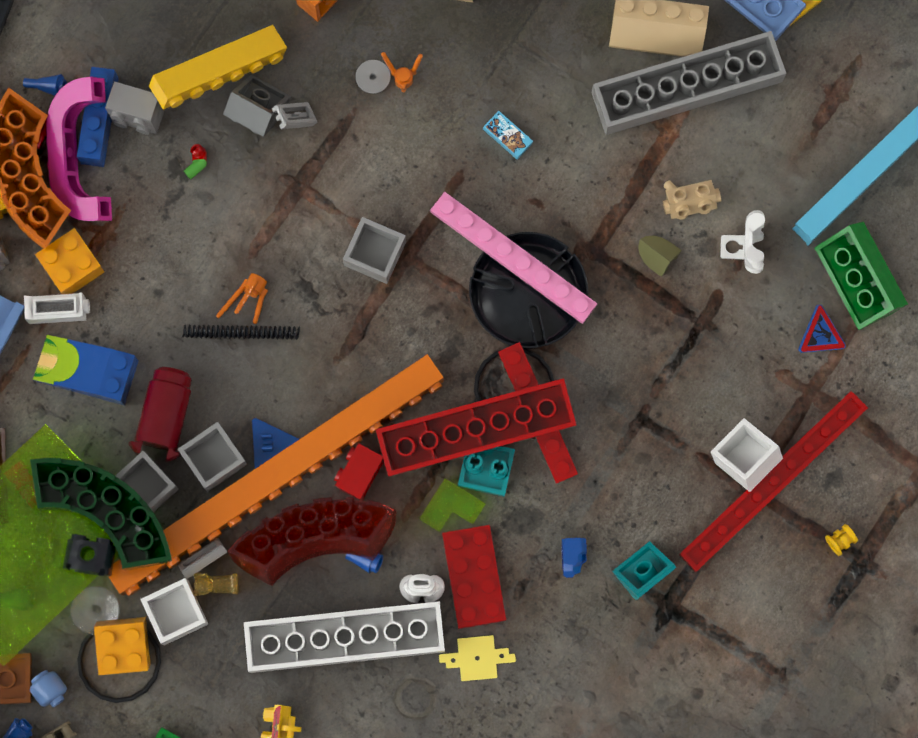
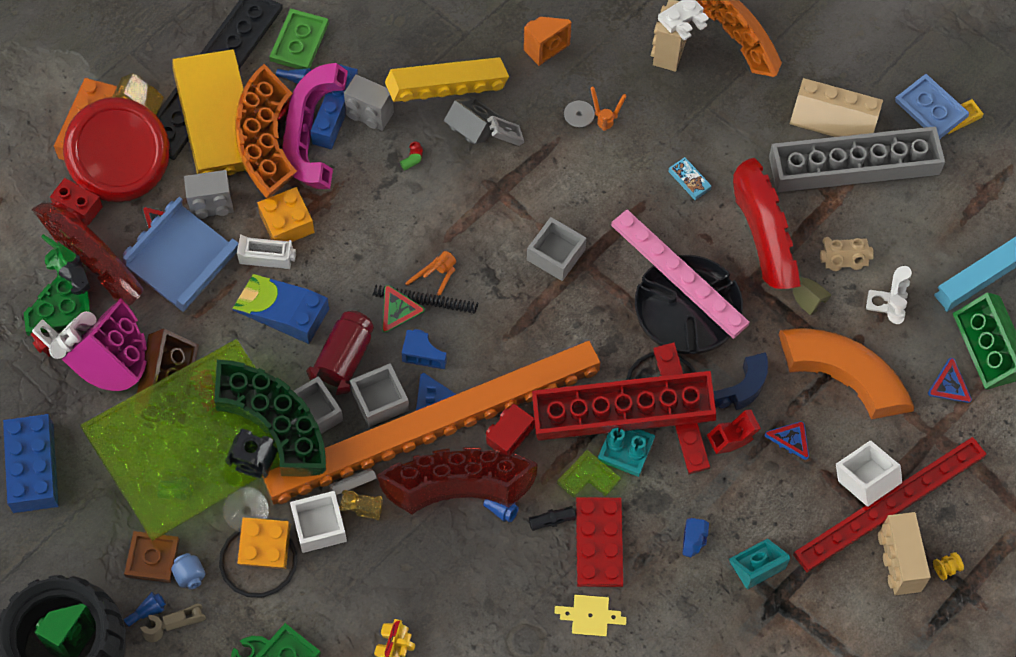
camera: 10 degrees right, 15 degrees down
(40, 38) = (299, 39): none -> bright green plate
(214, 350) = (398, 309): none -> piece
(244, 394) = (420, 351): none -> blue arch
(344, 637) = (470, 571): white brick -> none
(419, 585) = (550, 529): white piece -> none
(420, 560) = (552, 518): none -> black pin
(597, 432) = (734, 434): none -> red brick
(599, 184) = (767, 224): none -> red brick
(612, 363) = (748, 390): none -> dark blue arch
(660, 426) = (791, 438): none -> piece
(712, 328) = (850, 364): none -> orange brick
(794, 538) = (904, 554): none -> tan brick

